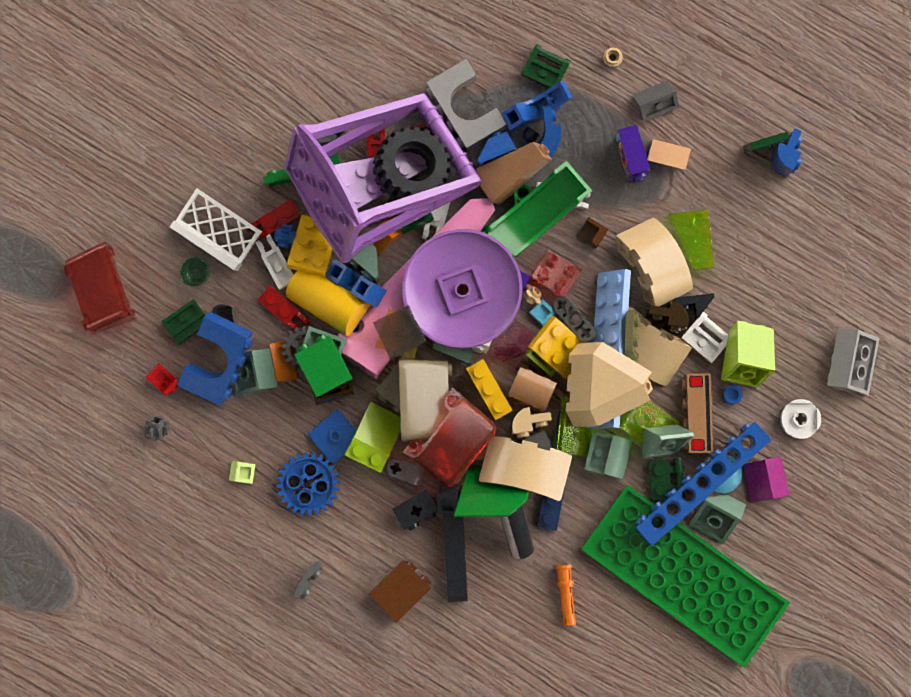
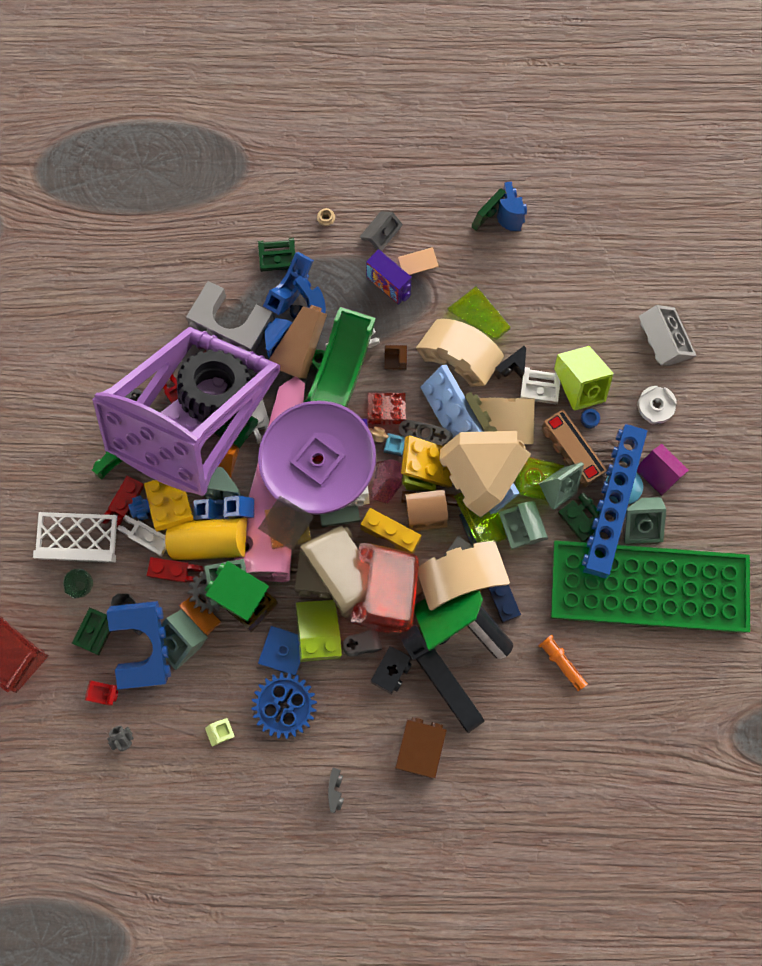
camera: 35 degrees left, 10 degrees down
(524, 420) = (439, 537): tan brick -> none
(674, 315) = (504, 382): dark brown brick -> none

